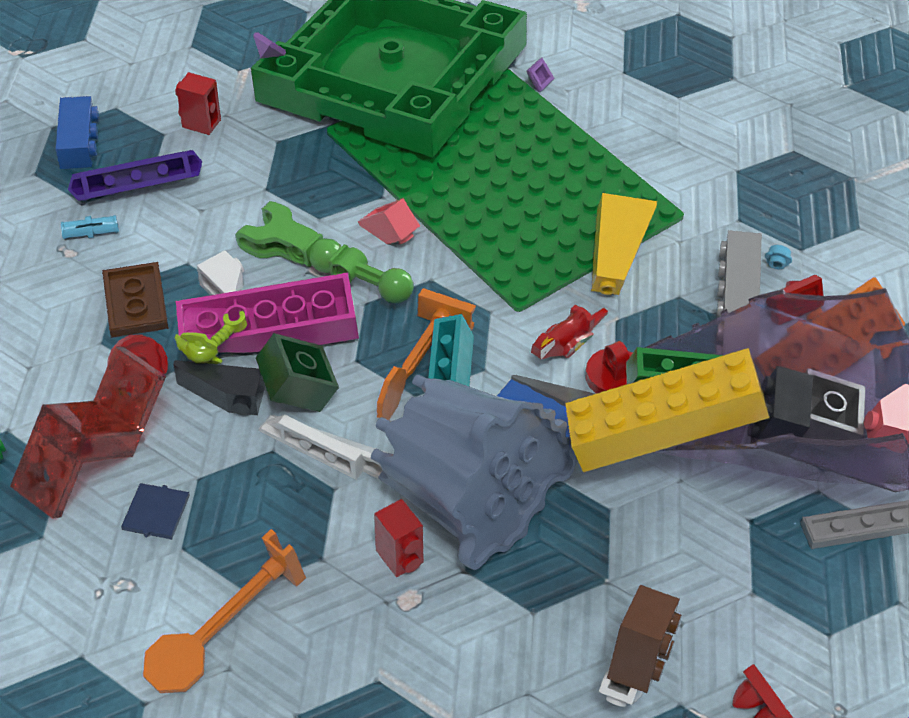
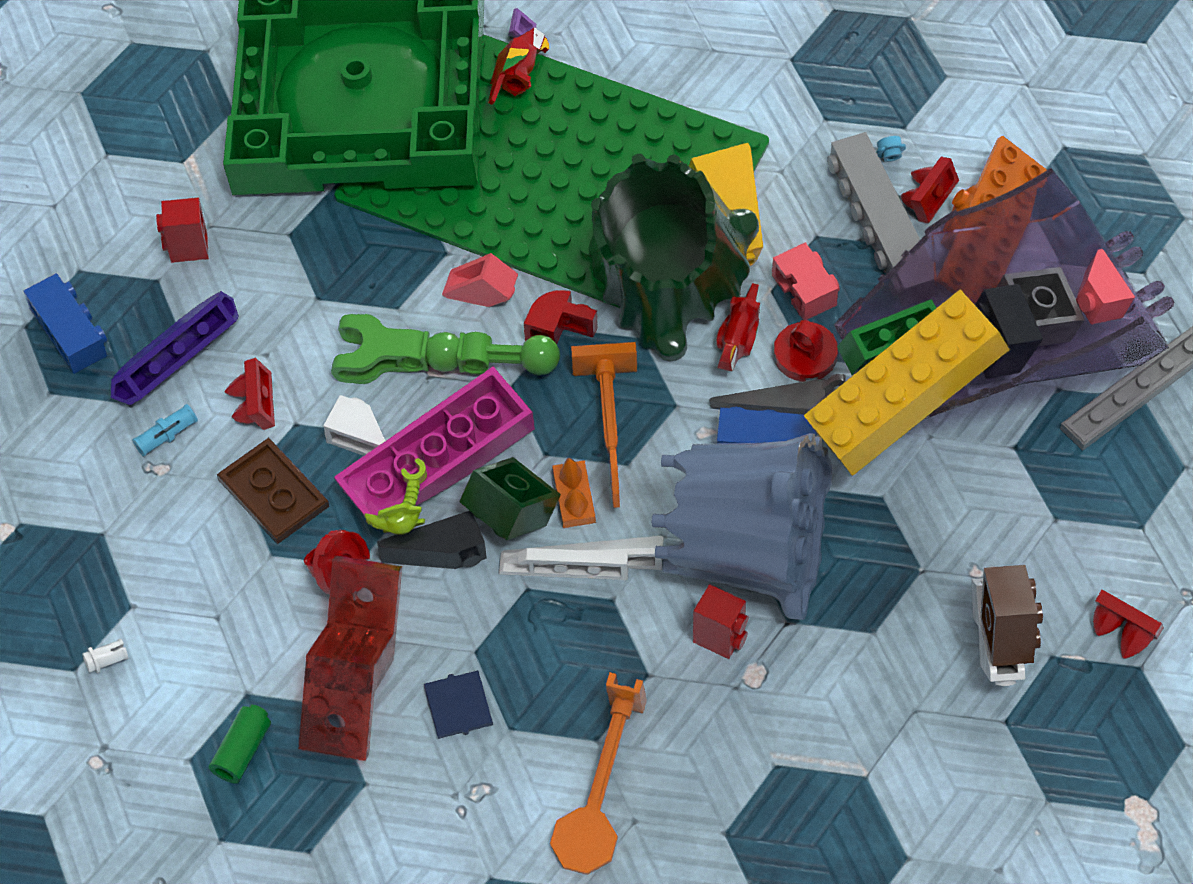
camera: 25 degrees left, 10 degrees up
(170, 229) = (257, 388): none -> red tile
(266, 47) = (228, 131): medium lavender slope -> none
(357, 396) = (575, 499): none -> orange tile
(430, 265) = (556, 312): none -> red brick
(451, 350) = (647, 412): teal brick -> none
(518, 89) = (516, 63): none -> red animal
(538, 241) = (667, 250): none -> dark green piece
(646, 318) = (806, 278): none -> coral brick

